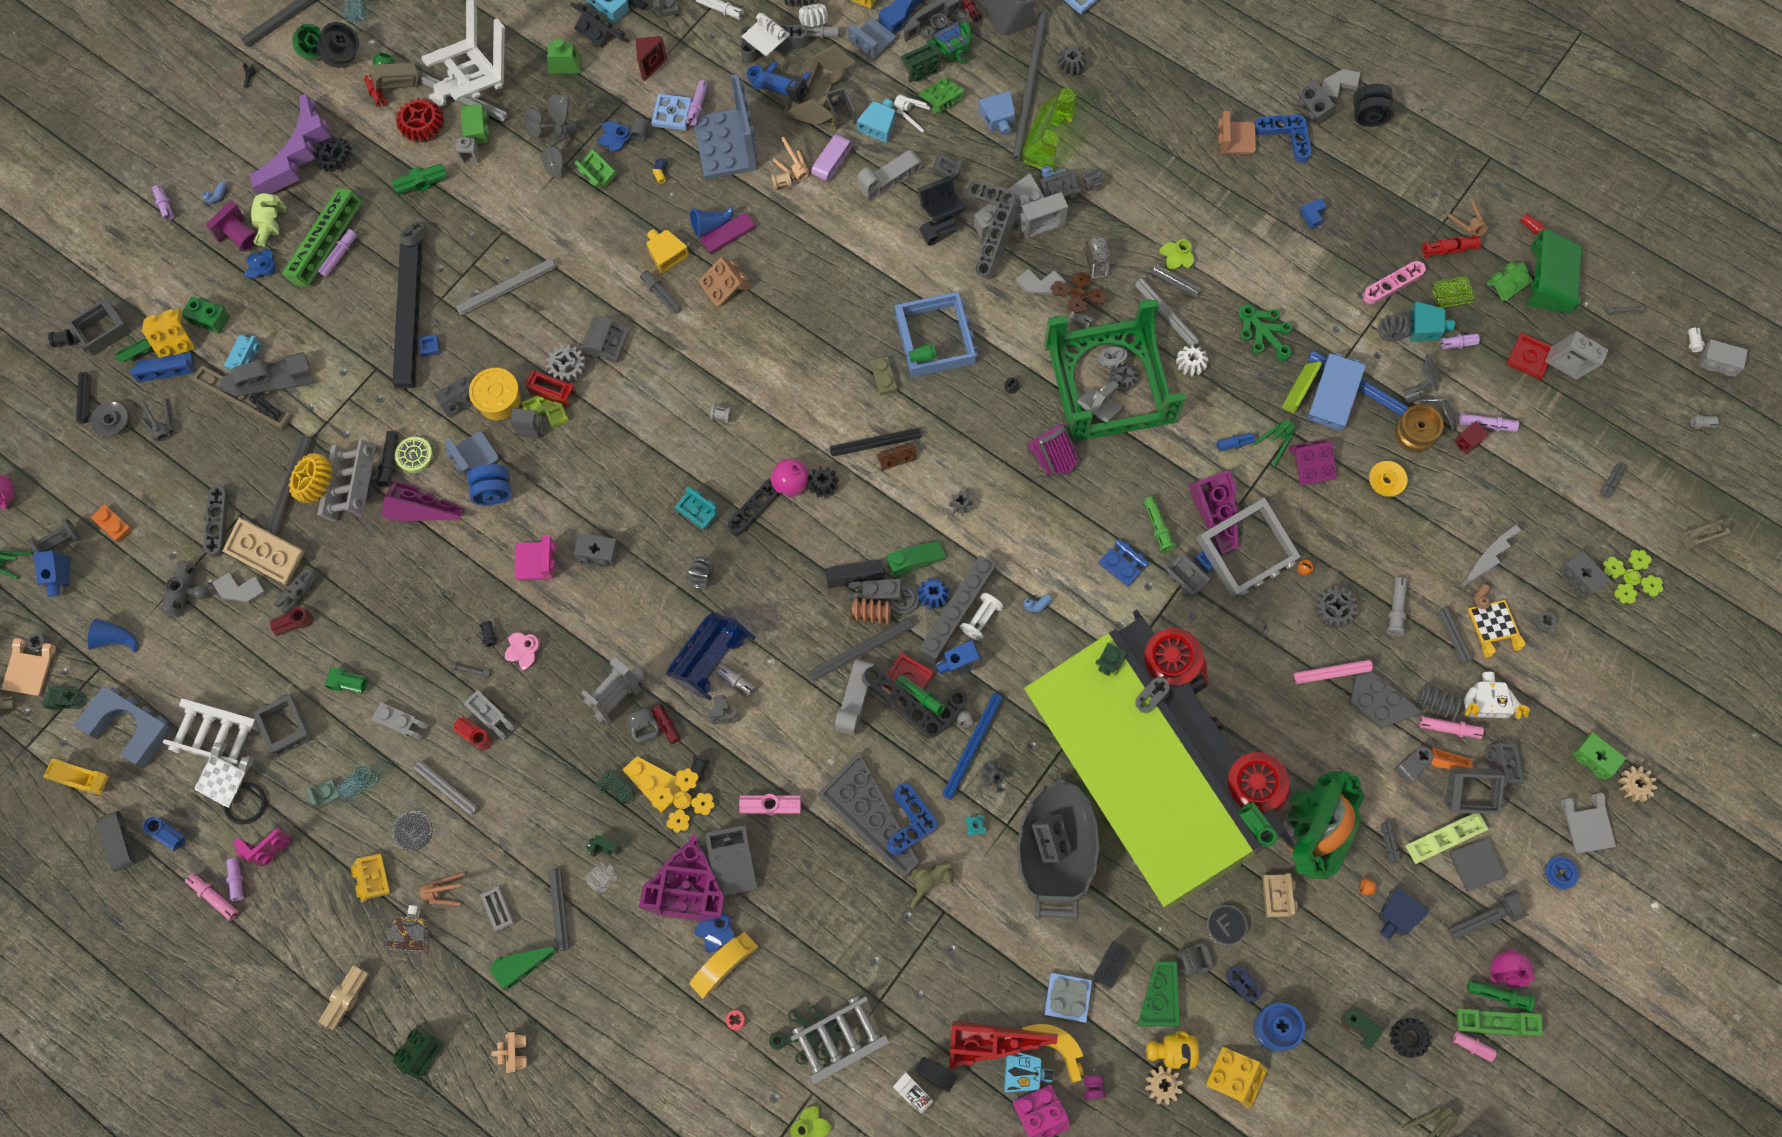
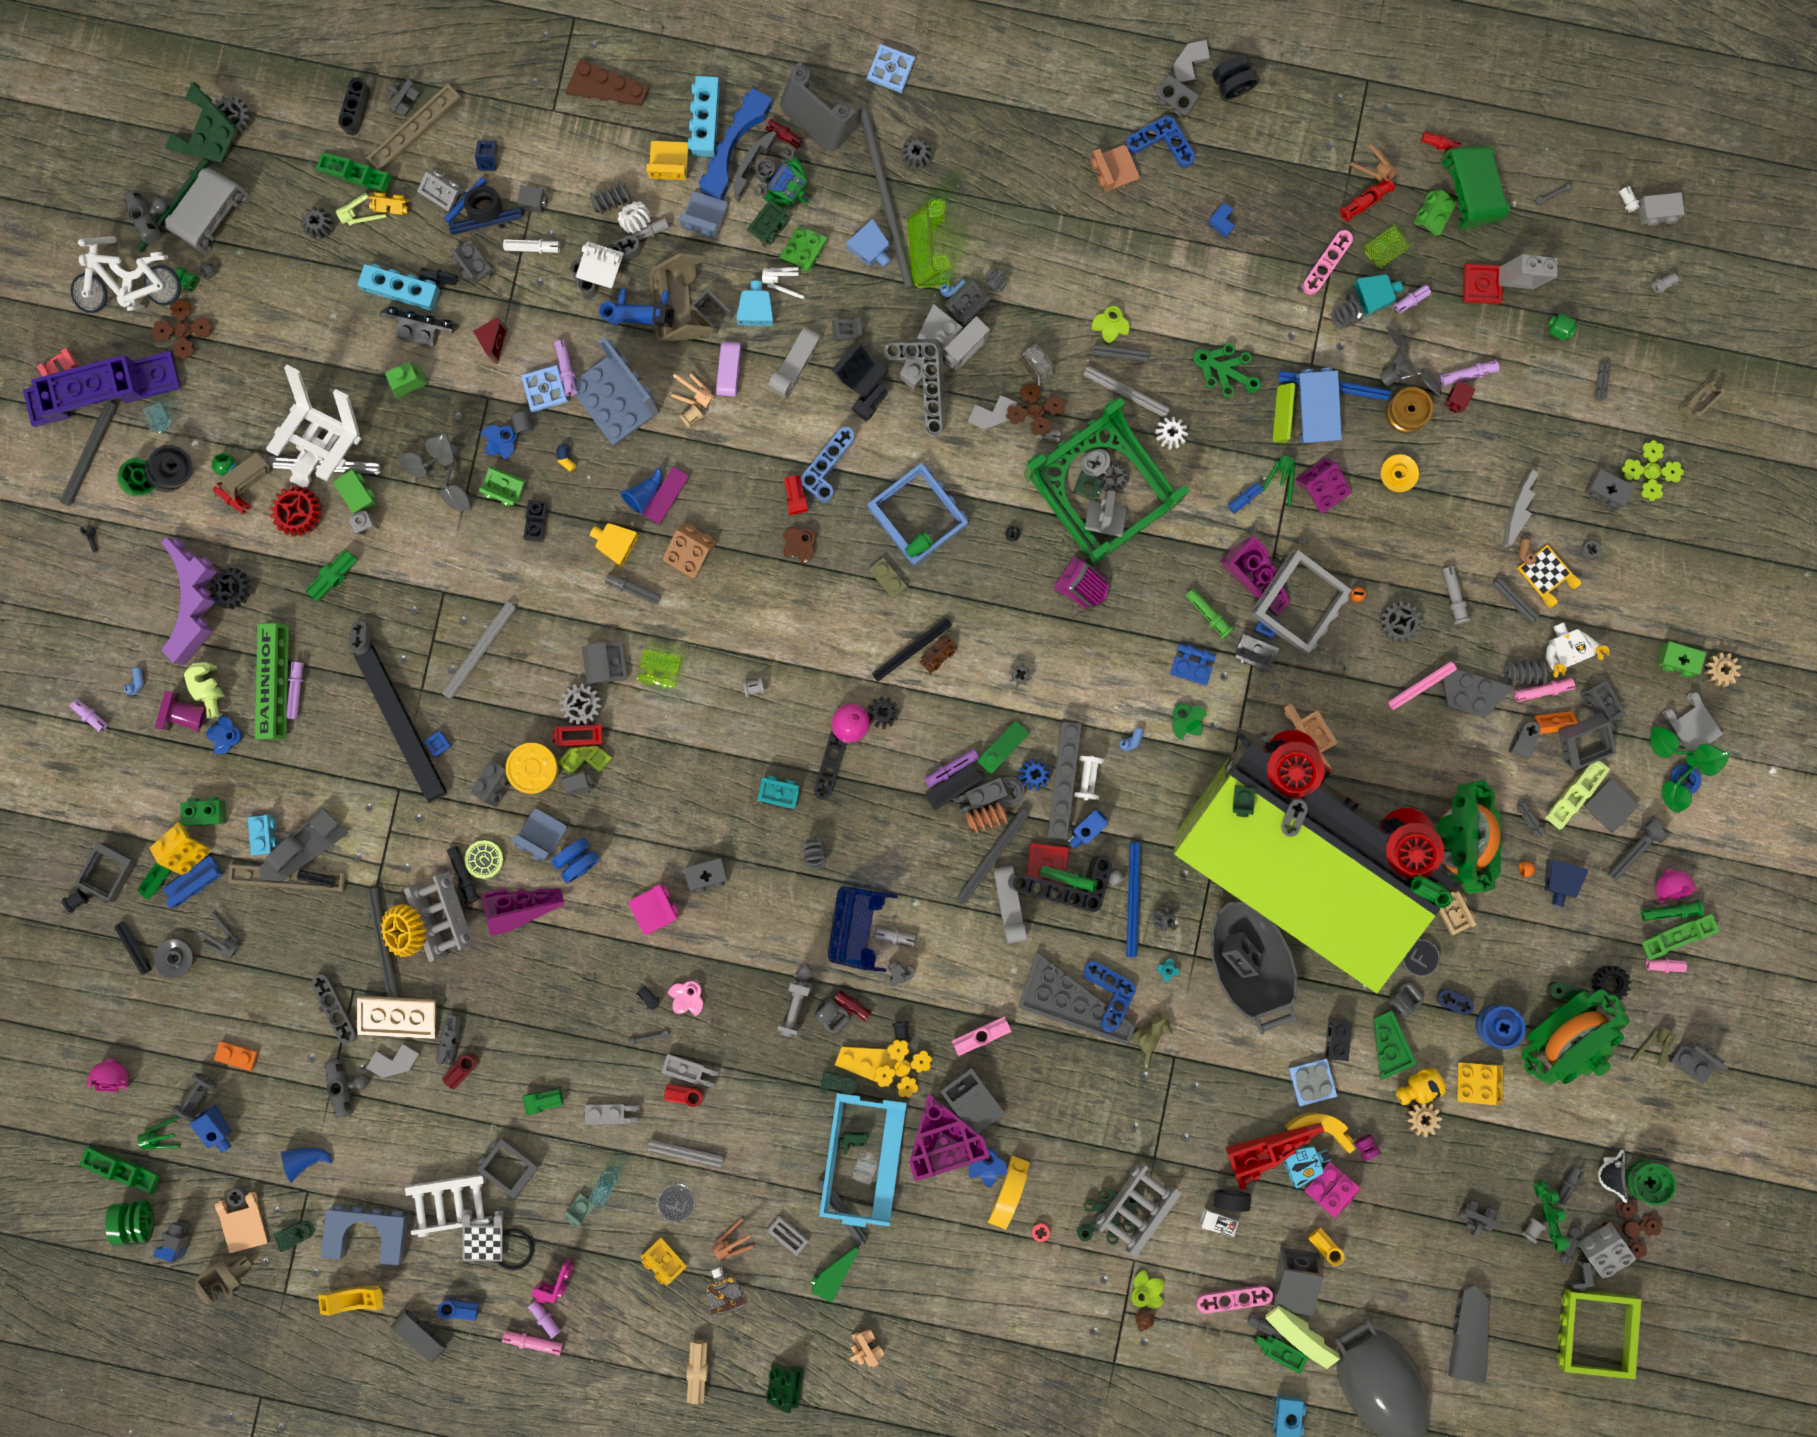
camera: 25 degrees left, 15 degrees up
(610, 206) = (535, 520): none -> black slope
(623, 884) = (887, 1165): none -> medium azure piece
(650, 359) = (662, 663): none -> clear neon green plate
(818, 316) = (797, 546): none -> reddish brown plate
(836, 279) = (796, 498): none -> red piece
(860, 555) = (931, 779): none -> medium lavender pin
(898, 249) = (831, 462): none -> medium blue beam
(1093, 366) = (1079, 487): none -> clear green brick
(1097, 611) = (1190, 722): none -> green plate
(1216, 674) = (1313, 726): none -> light nougat bracket
(1352, 1068) = (1576, 1038): none -> green piece
(1591, 852) = (1706, 756): none -> green plant
(1592, 417) = (1562, 326): none -> green head

